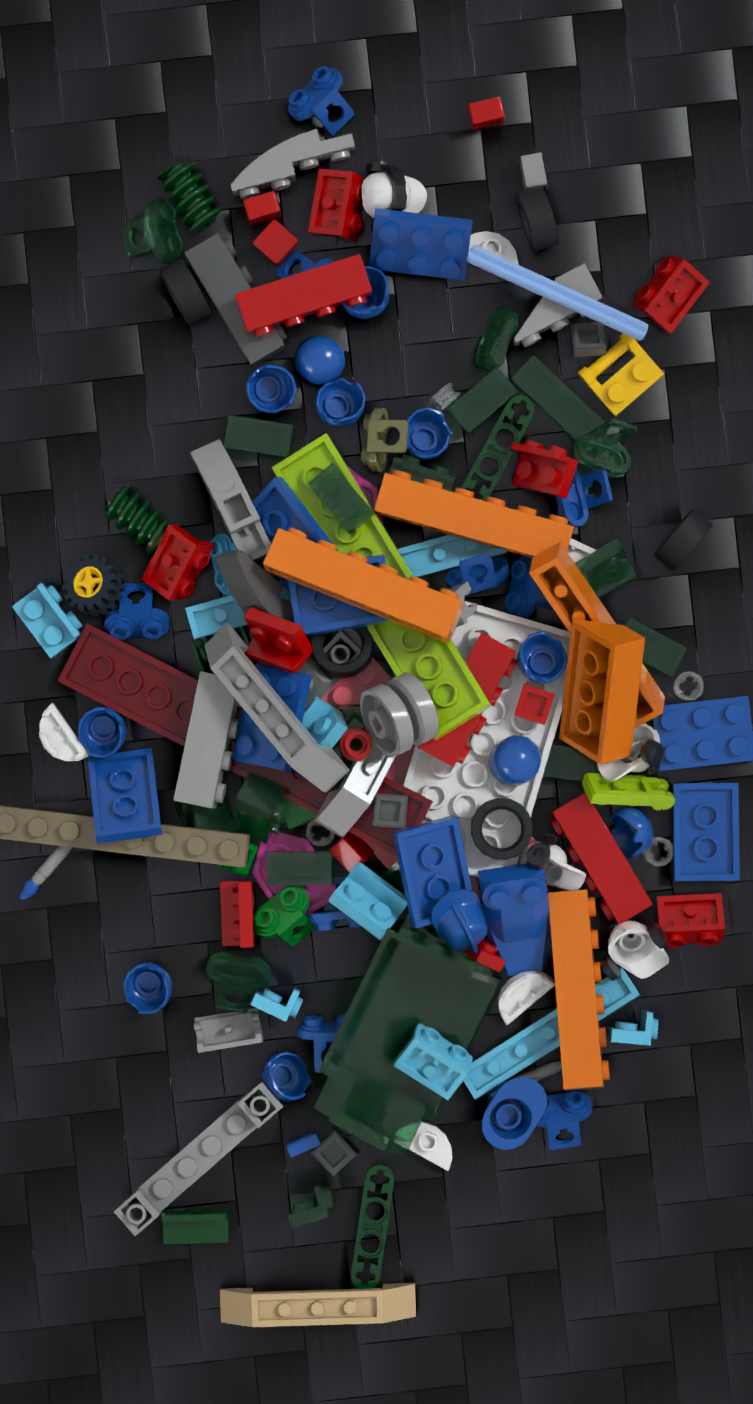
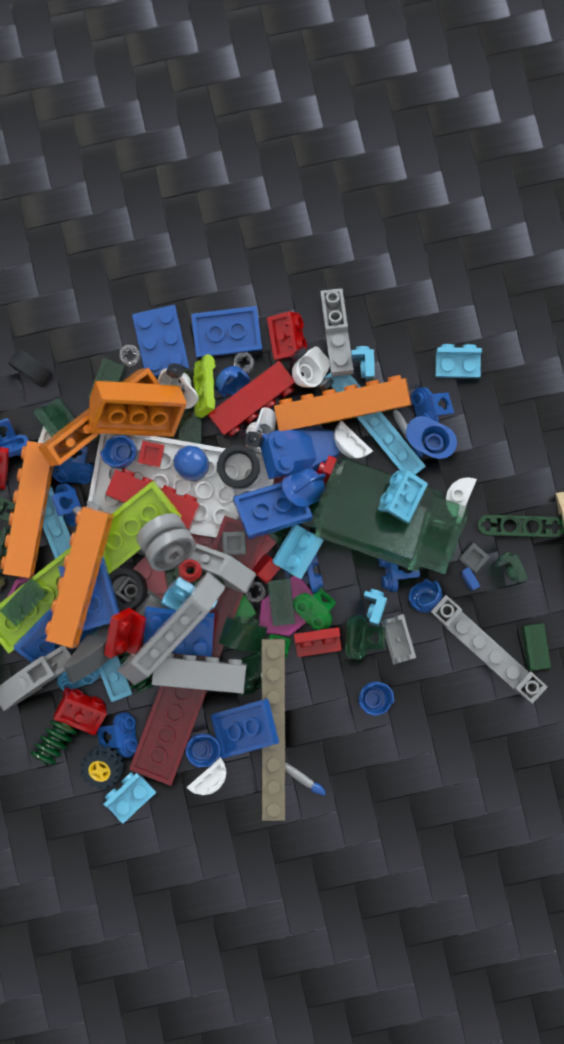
camera: 90 degrees left, 5 degrees down
(623, 1165) = (458, 362): none -> medium azure bracket
(686, 993) = (336, 332): none -> light grey slope

